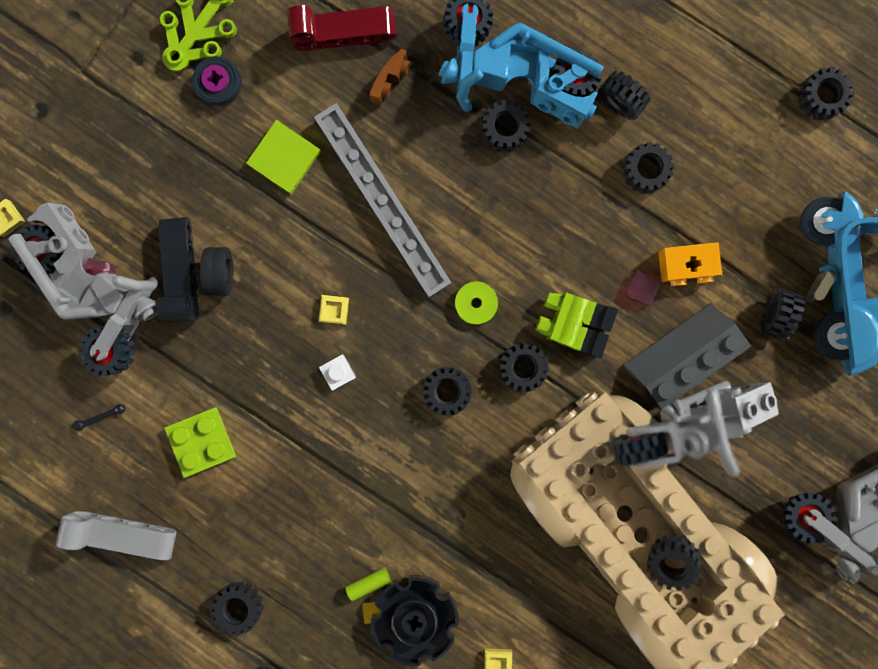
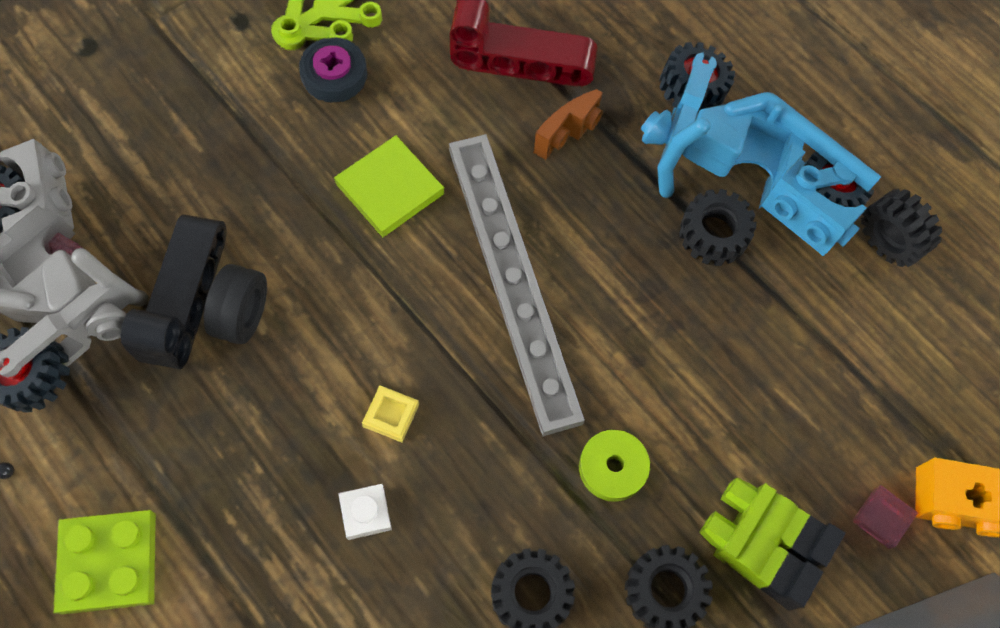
camera: 10 degrees right, 20 degrees down
(655, 153) = (934, 324): black tyre -> none

